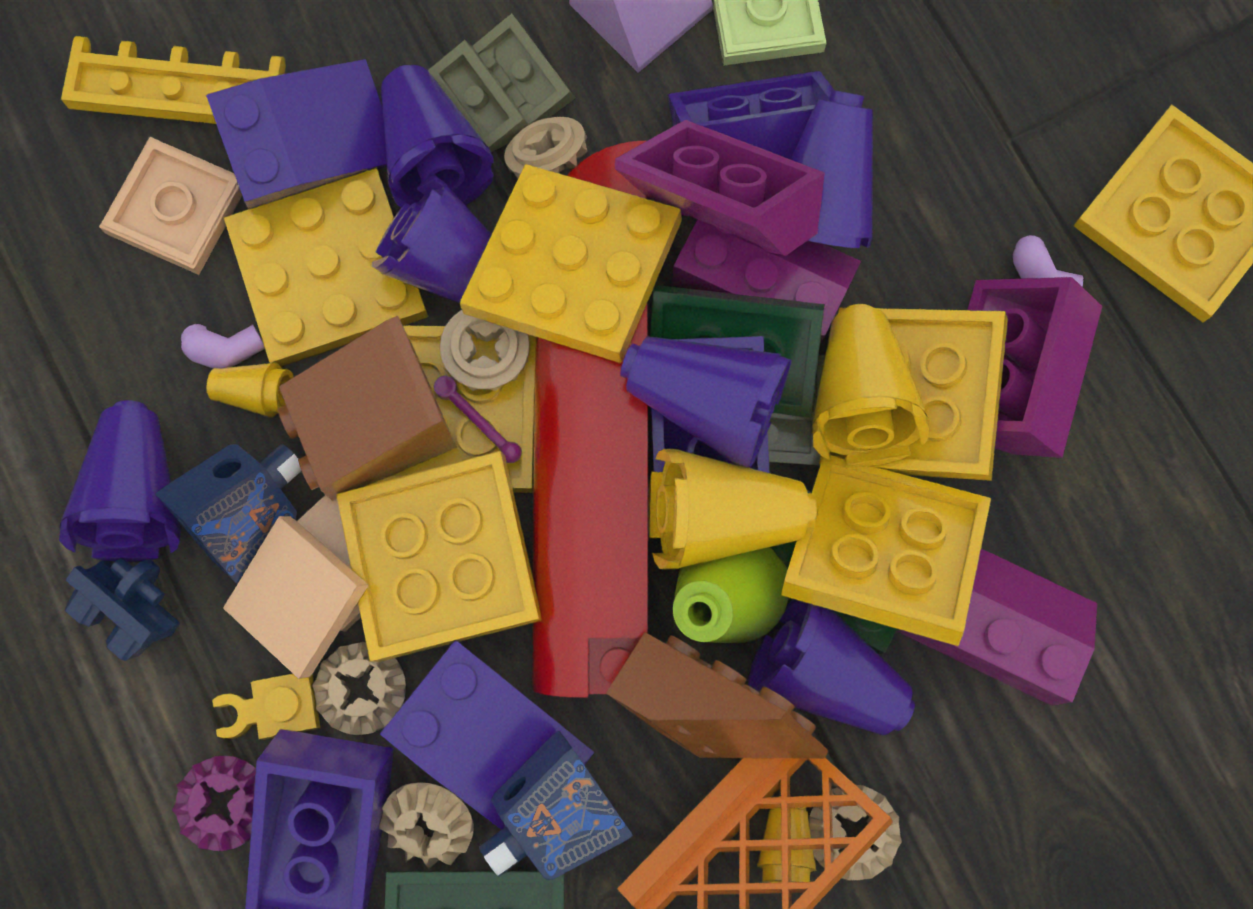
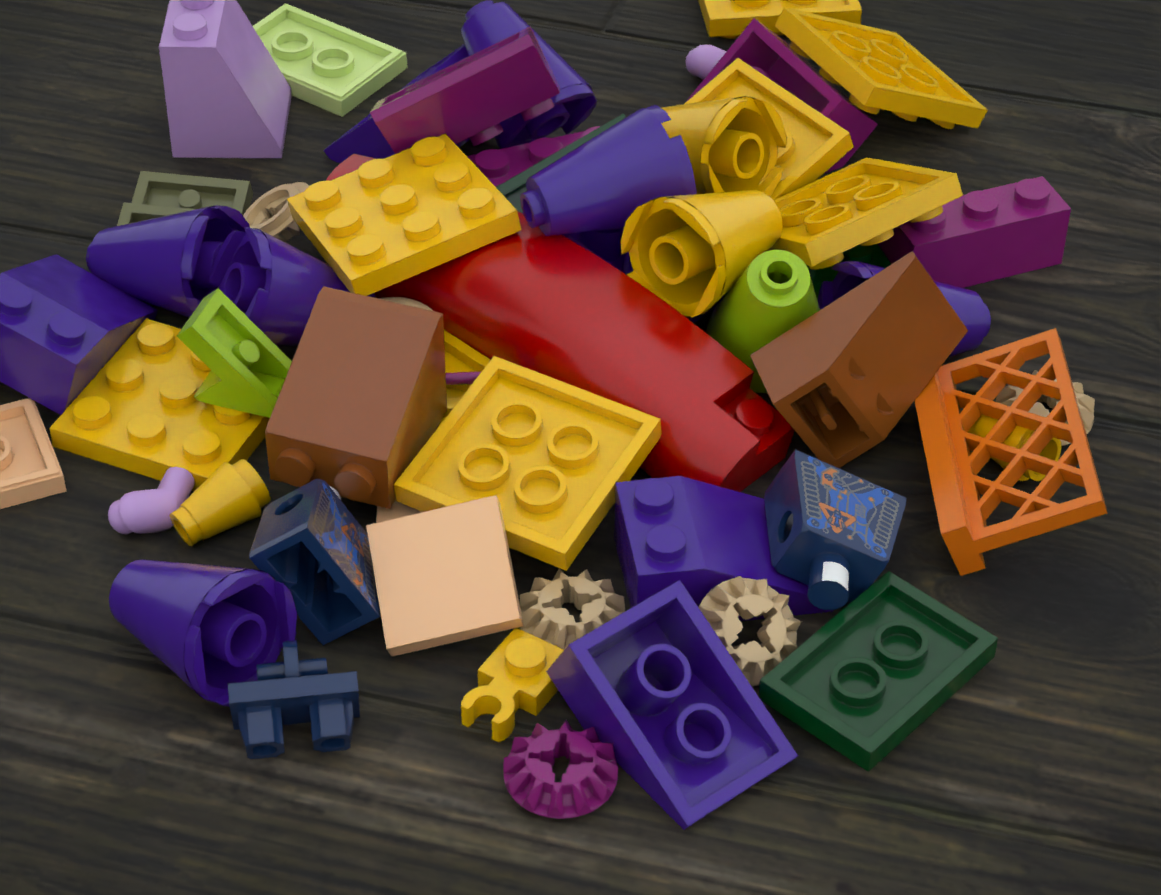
camera: 45 degrees left, 35 degrees down
(347, 284) = (242, 360): none -> lime slope
(1128, 406) = (879, 70): none -> yellow plate

